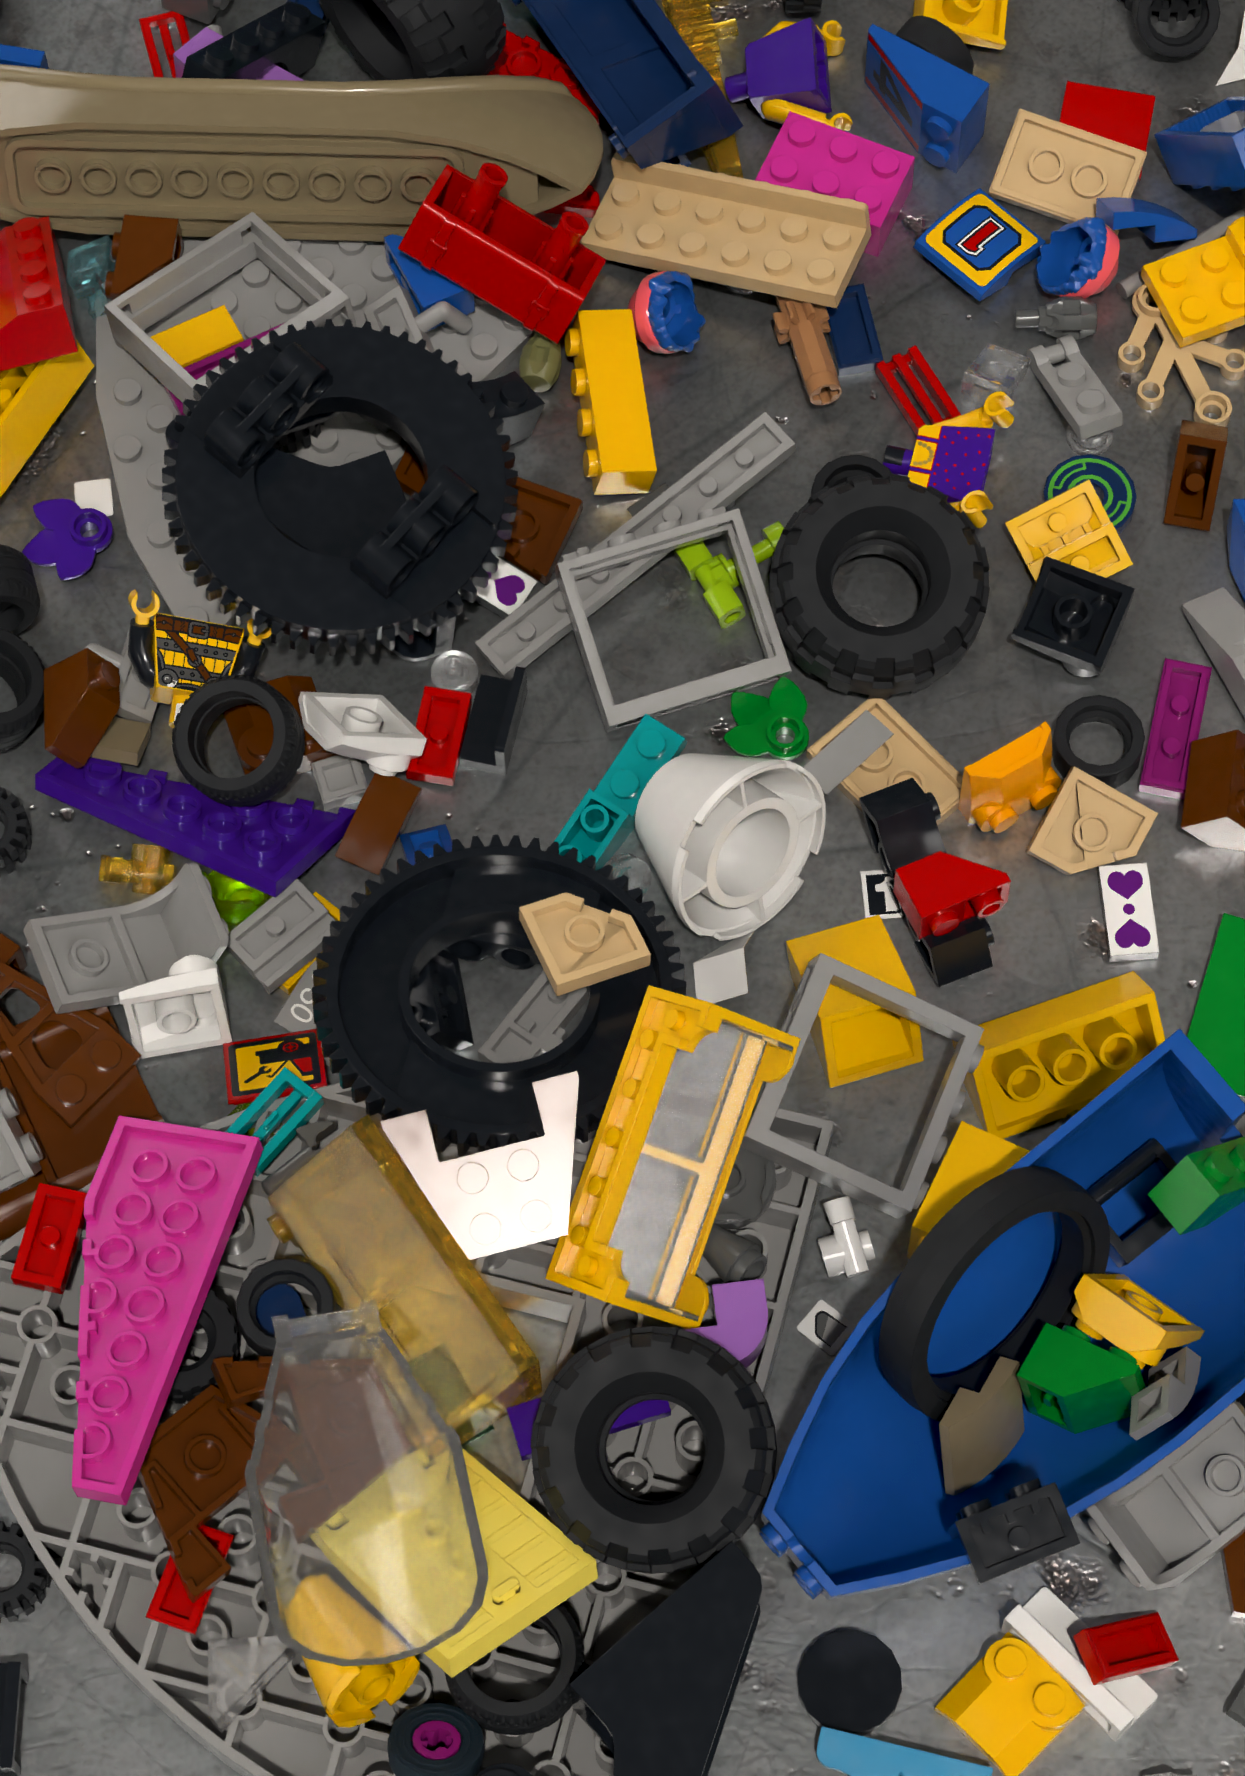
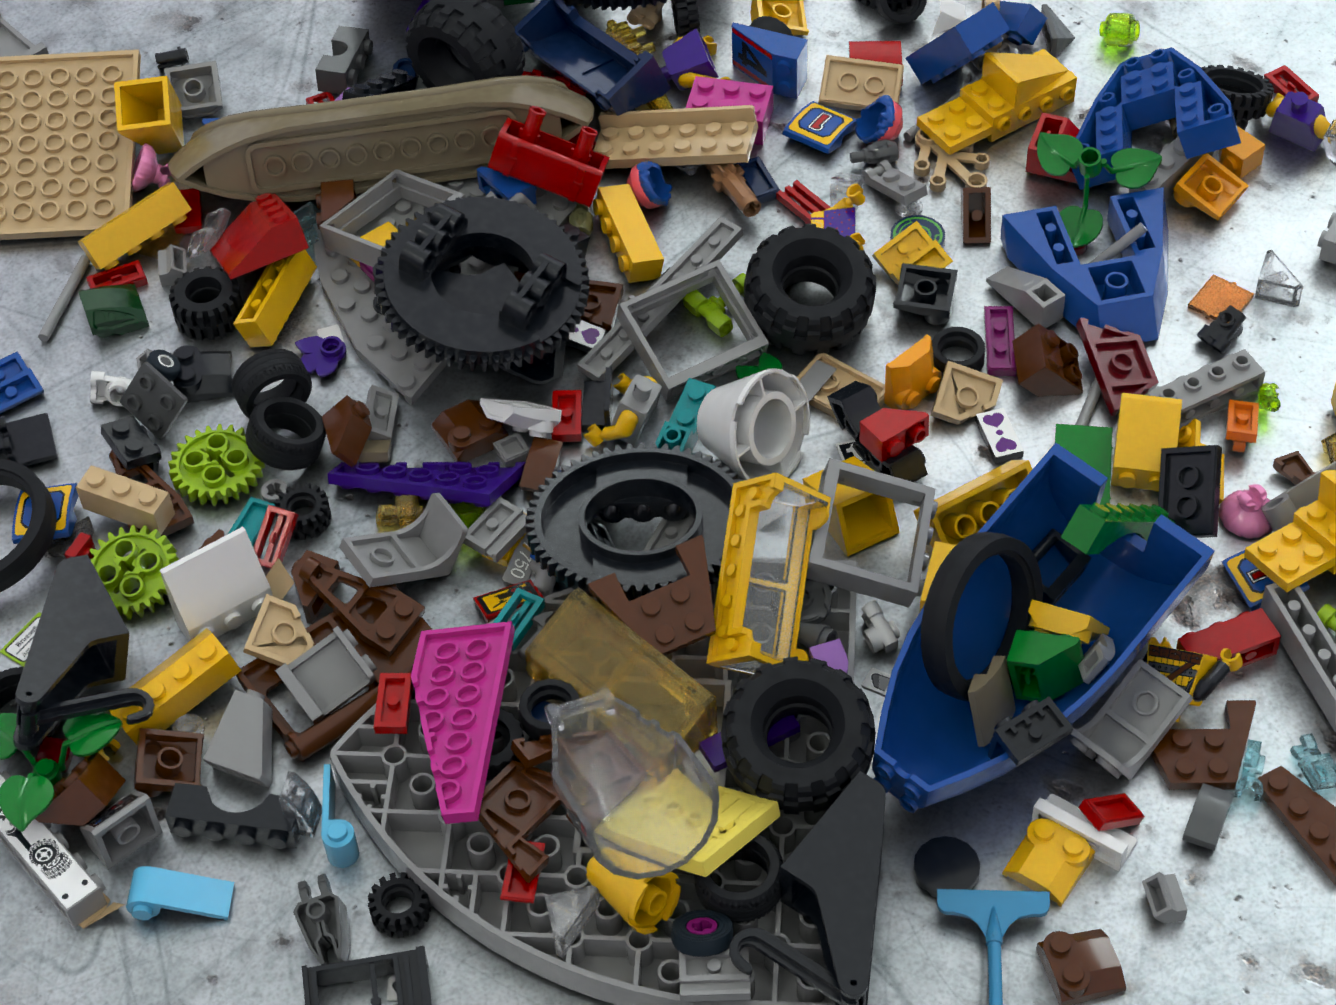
camera: 10 degrees left, 15 degrees down
(178, 1010) = (443, 577): white slope -> none
(183, 653) = (409, 398): torso -> none
(201, 711) = (431, 409): black tyre -> none
(455, 672) = (568, 381): clear tile -> none
(545, 752) = (633, 411): none -> torso
(581, 942) = (683, 483): tan plate -> none
(1150, 218) = (914, 97): blue slope -> none

